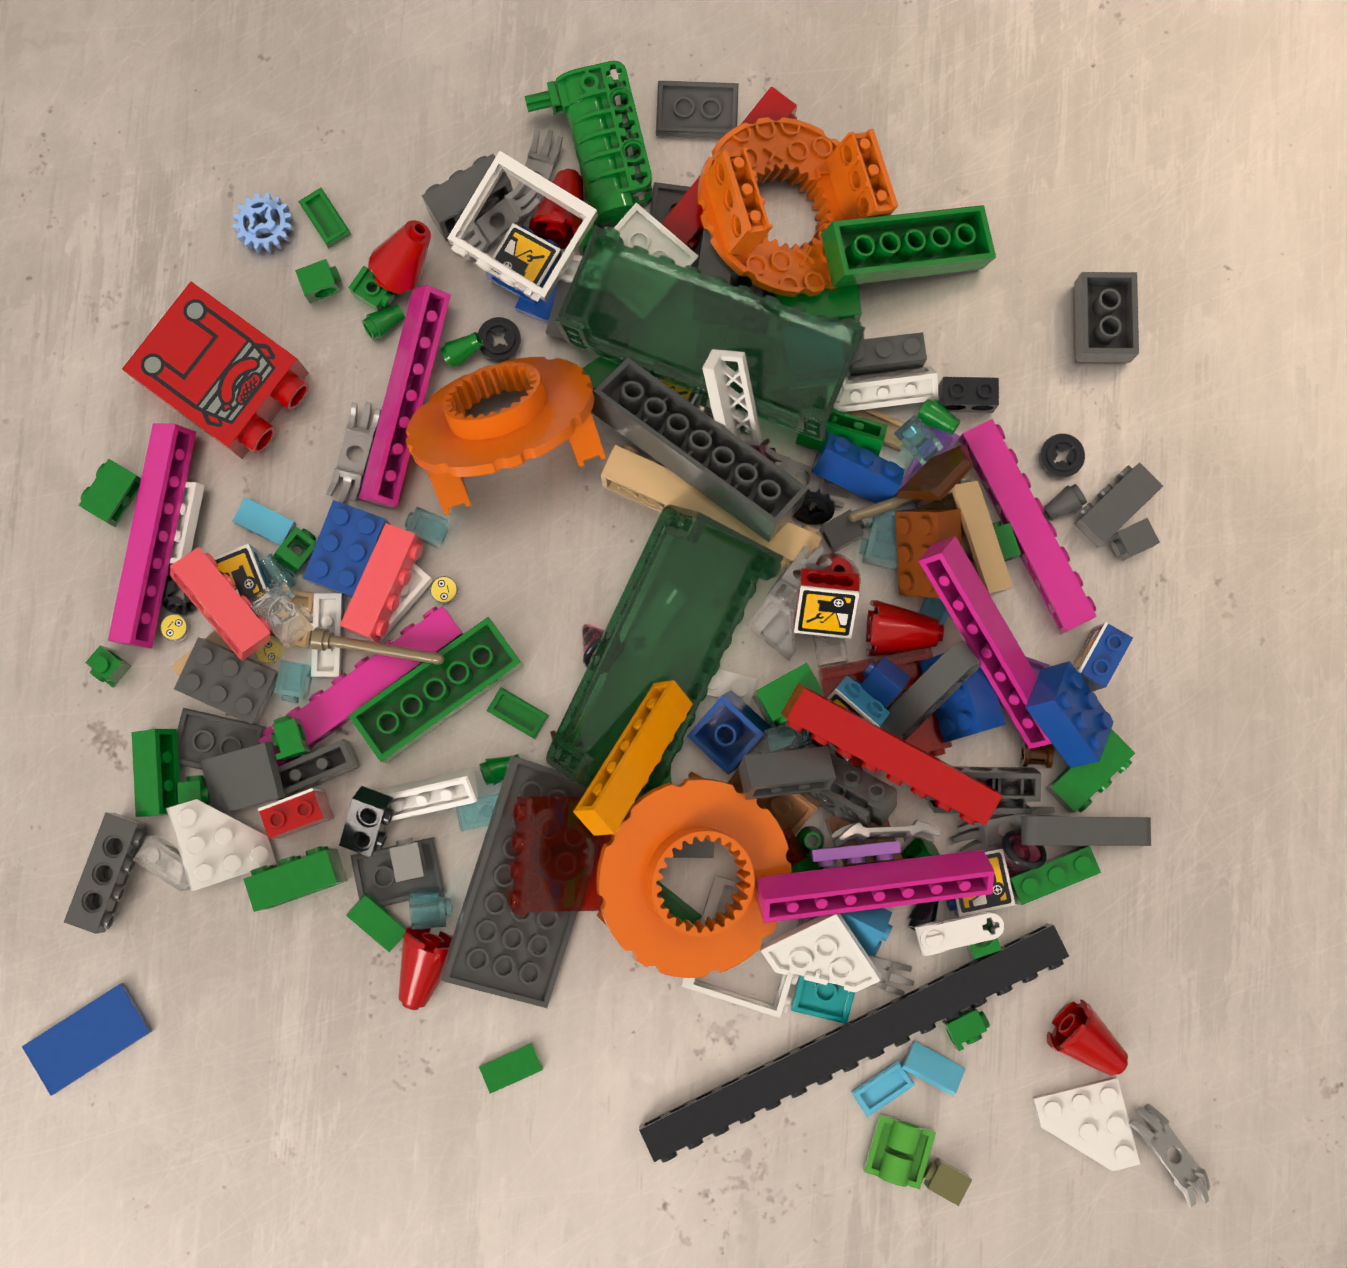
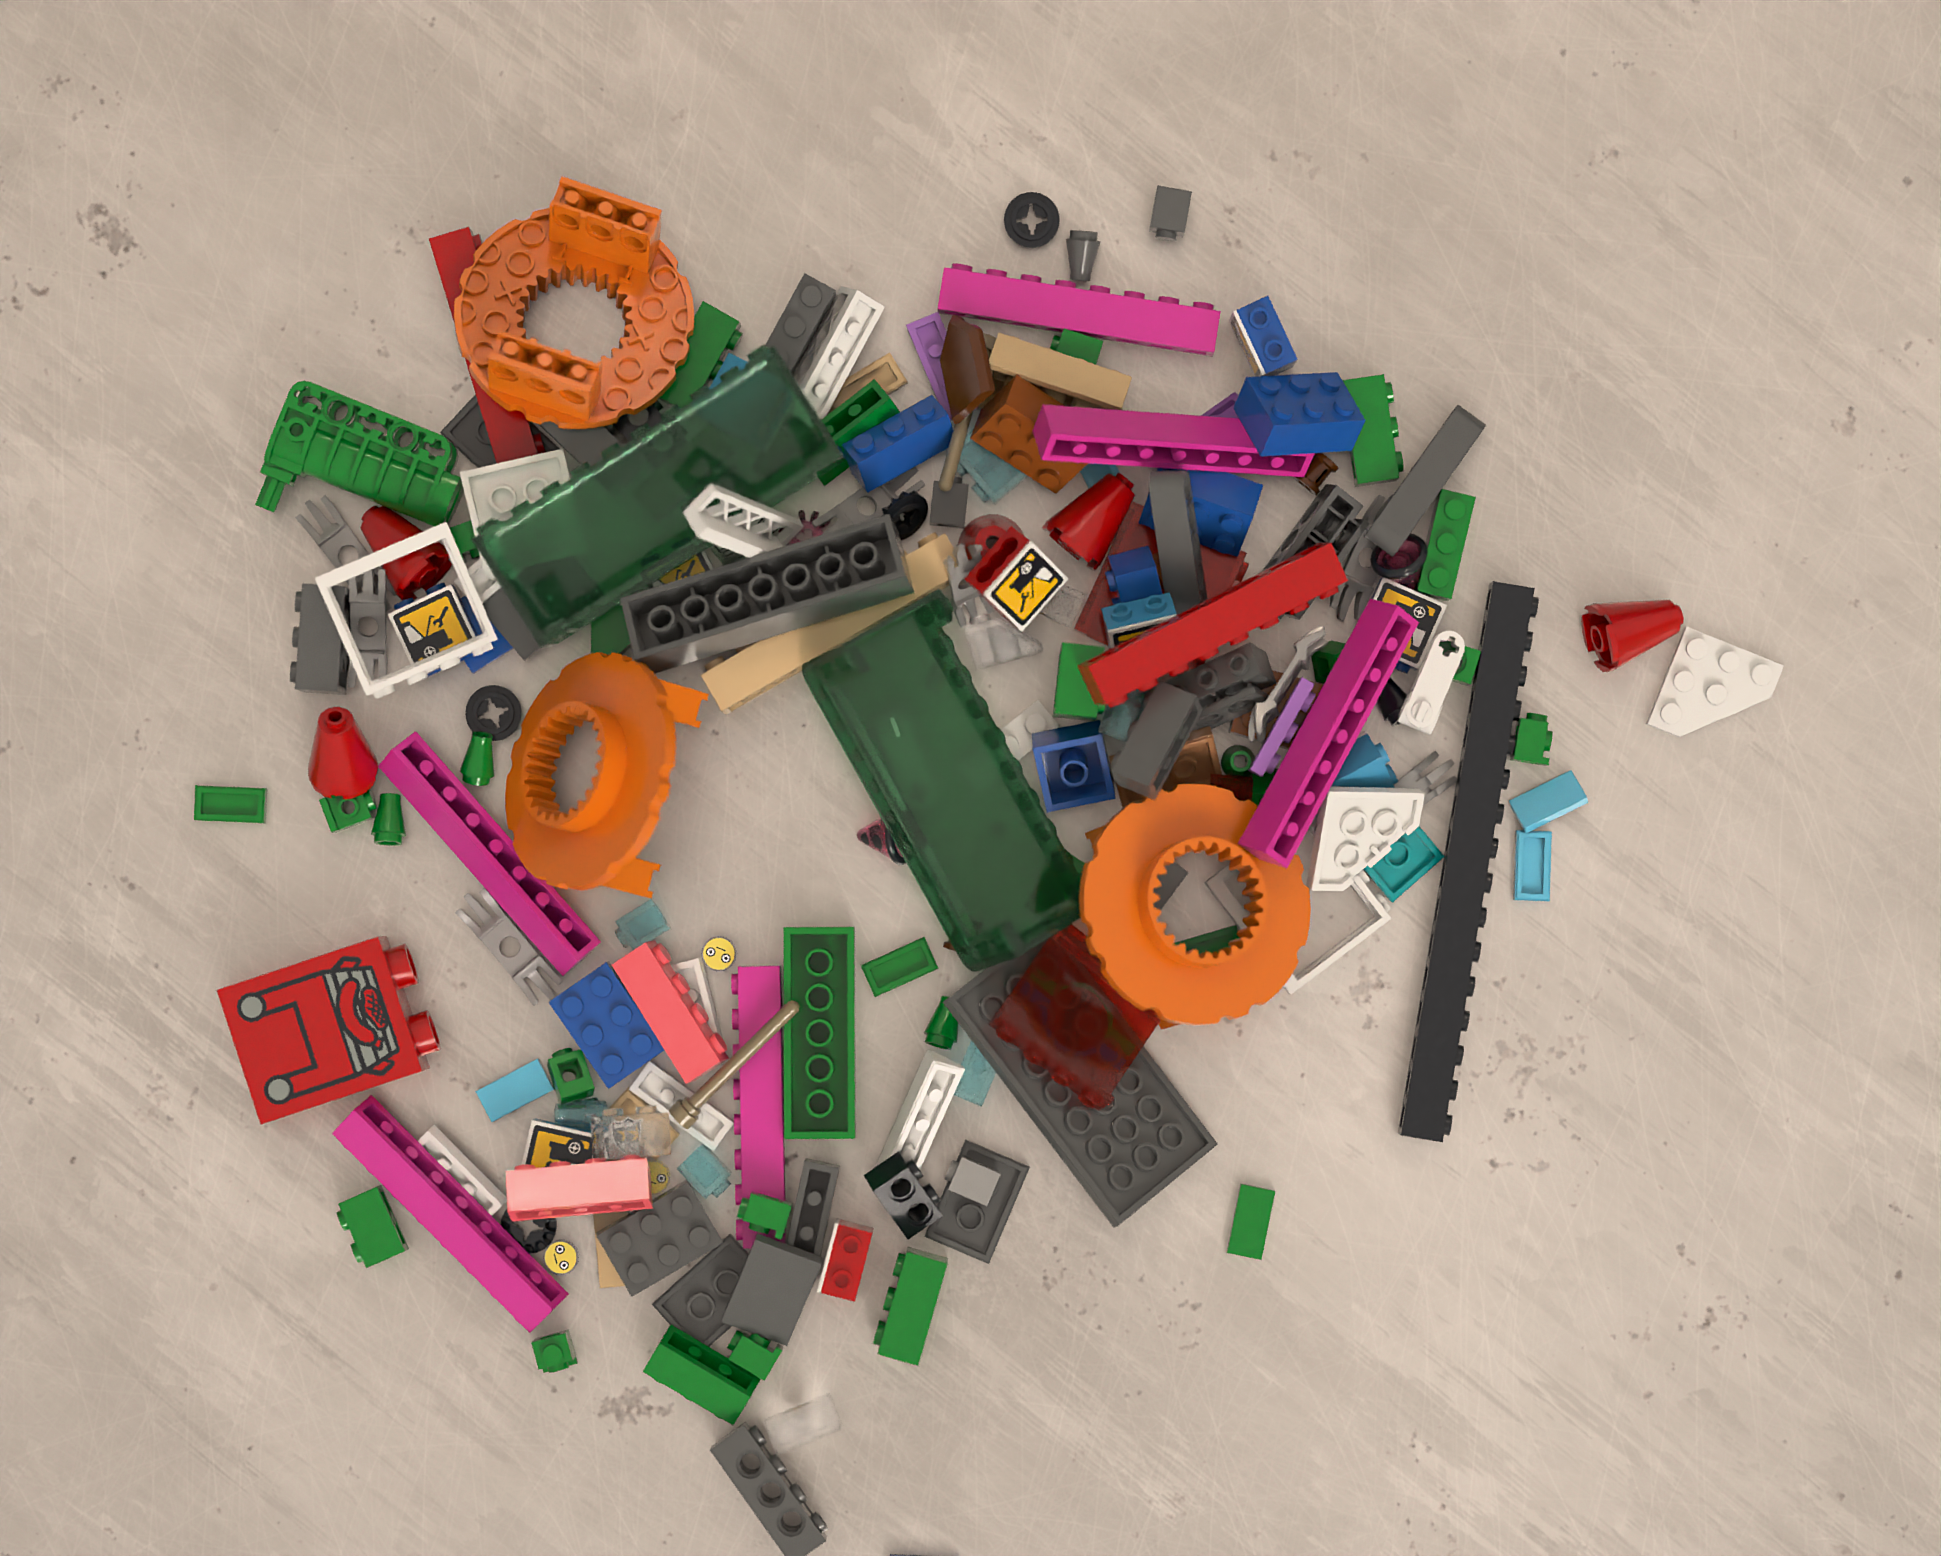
camera: 60 degrees left, 5 degrees up
(215, 844) = (820, 1362): white plate -> none
(266, 211) = (187, 857): light blue gear -> none
(318, 280) = (298, 857): green brick -> none
(377, 922) = (1012, 1254): green tile -> none
(421, 965) = (1087, 1238): red cone -> none
(429, 908) = (1035, 1192): clear light blue brick -> none
(633, 758) = (1034, 880): light orange brick -> none
(696, 109) = (392, 330): dark grey tile -> none
(899, 1152) = (1604, 893): bright green plate -> none
(908, 245) = (704, 223): green brick -> none
(918, 440) = (912, 359): clear light blue brick -> none
(938, 417) = (902, 321): green cone -> none
(946, 1181) = (1664, 867): olive brick -> none
(969, 394) = (900, 271): black brick -> none
(1106, 317) = (922, 71): dark grey brick -> none
(1117, 504) = (1121, 202): dark grey brick -> none
(1160, 1140) = (1776, 631): light grey piece -> none

